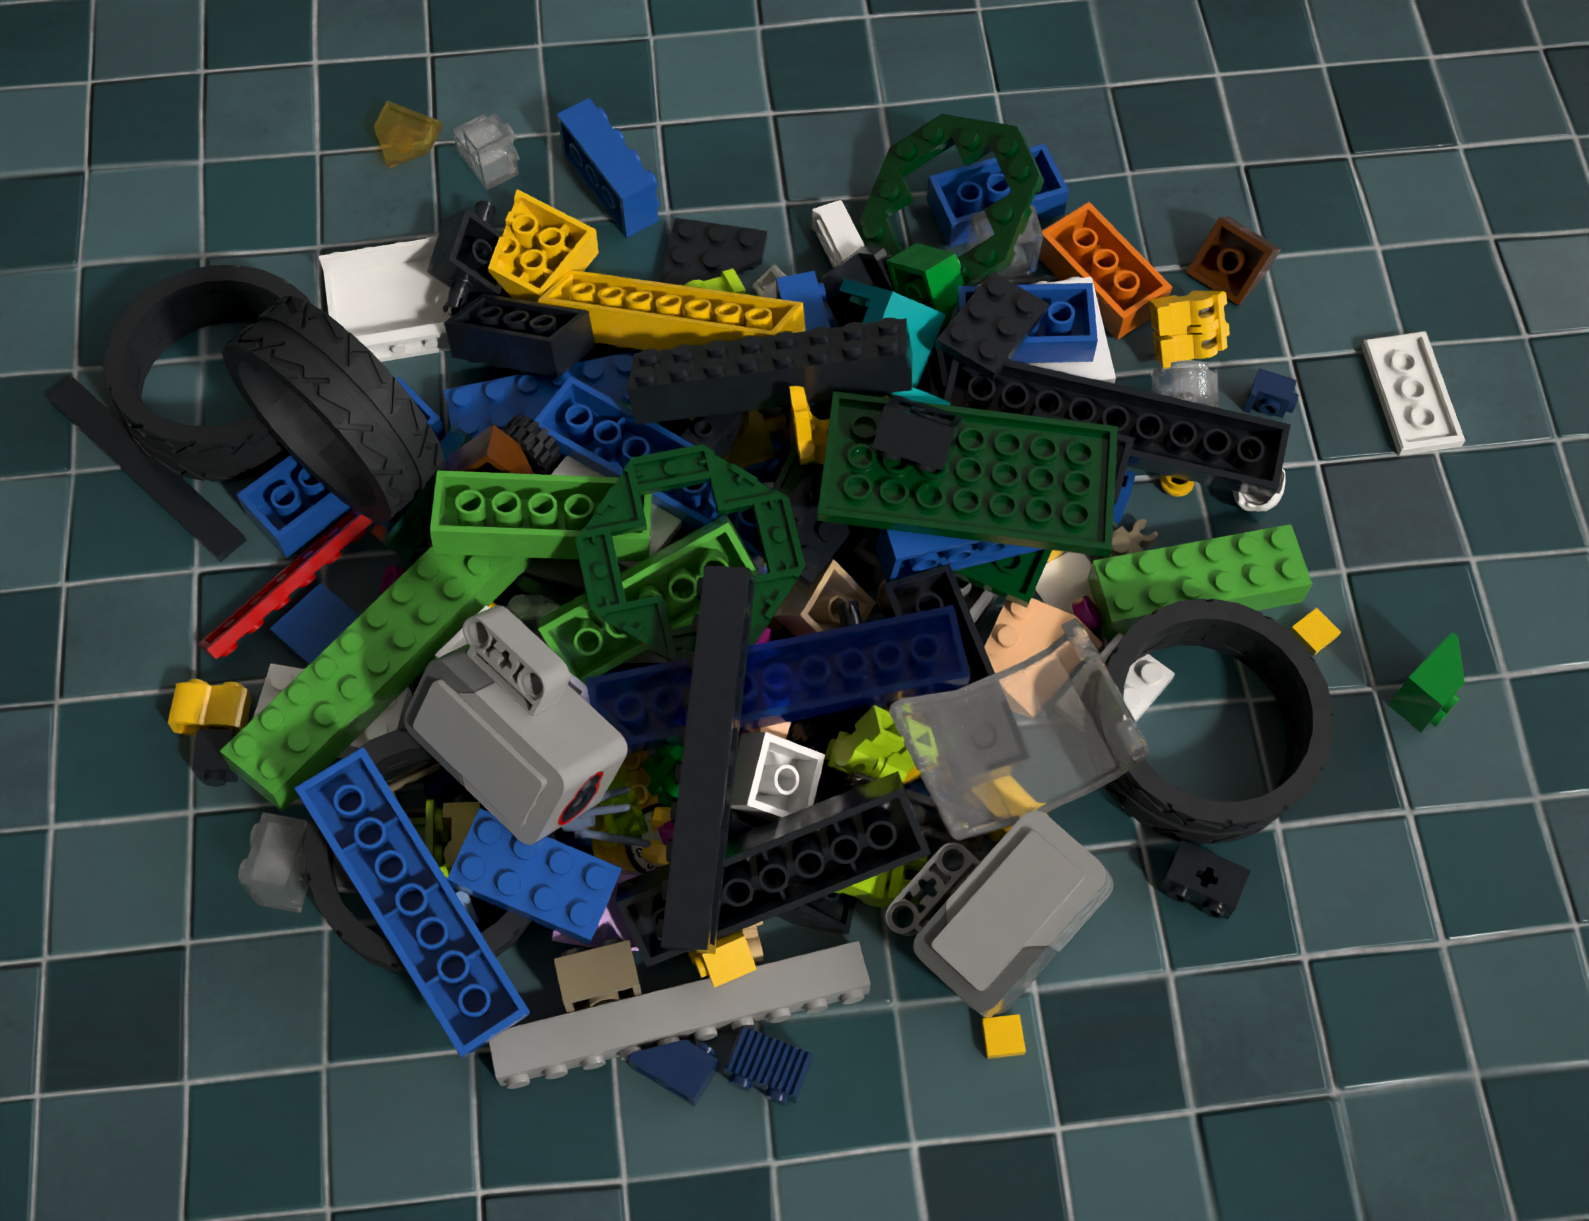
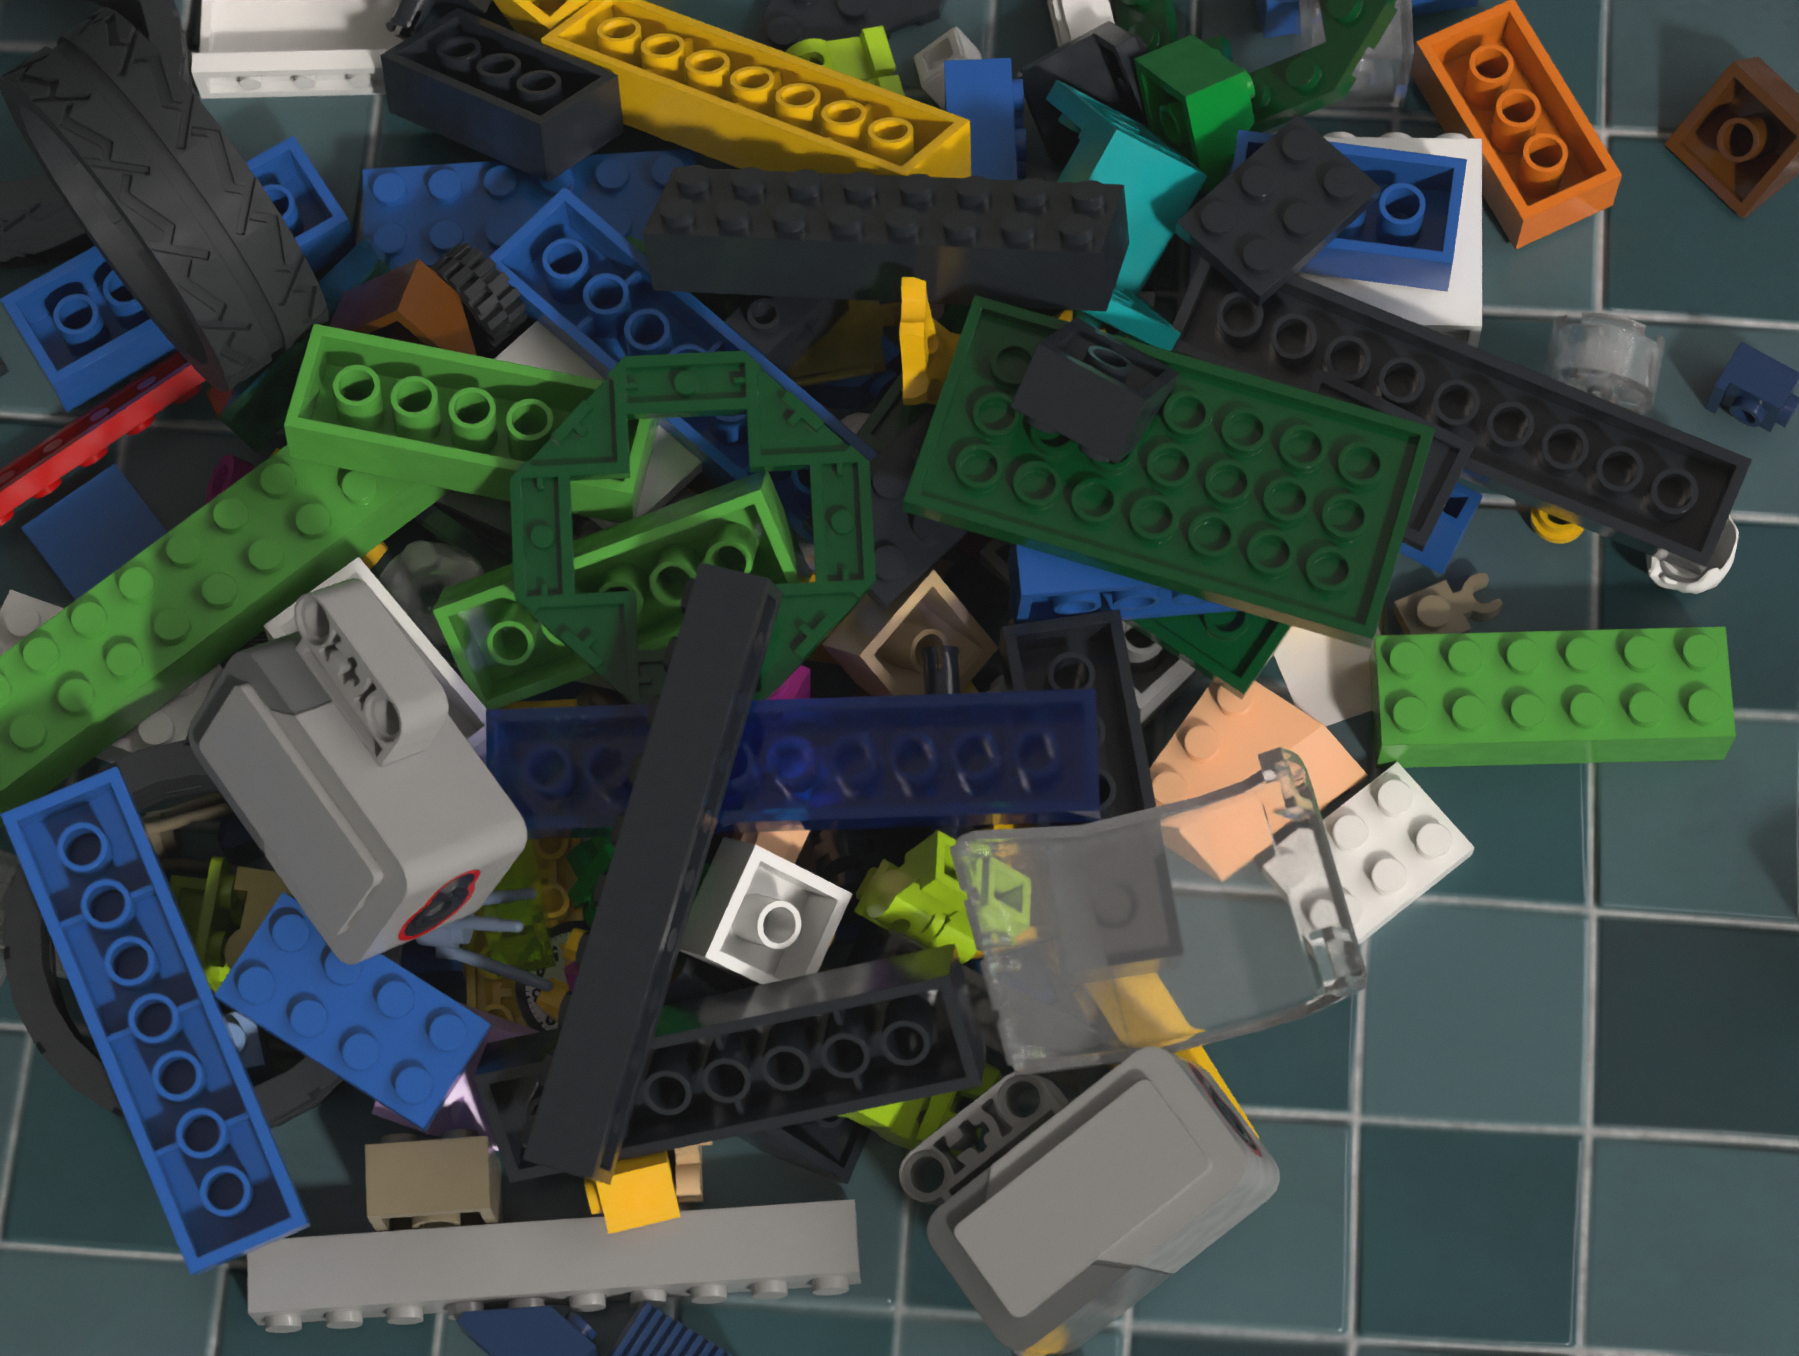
camera: 15 degrees right, 5 degrees up
(1087, 612) = (1349, 720): magenta tile -> none
(1189, 326) = (1664, 243): yellow hips -> none
(1223, 879) = (1421, 1172): black brick -> none
(1285, 670) = (1651, 870): black tyre -> none
(1315, 631) = (1730, 815): yellow tile -> none

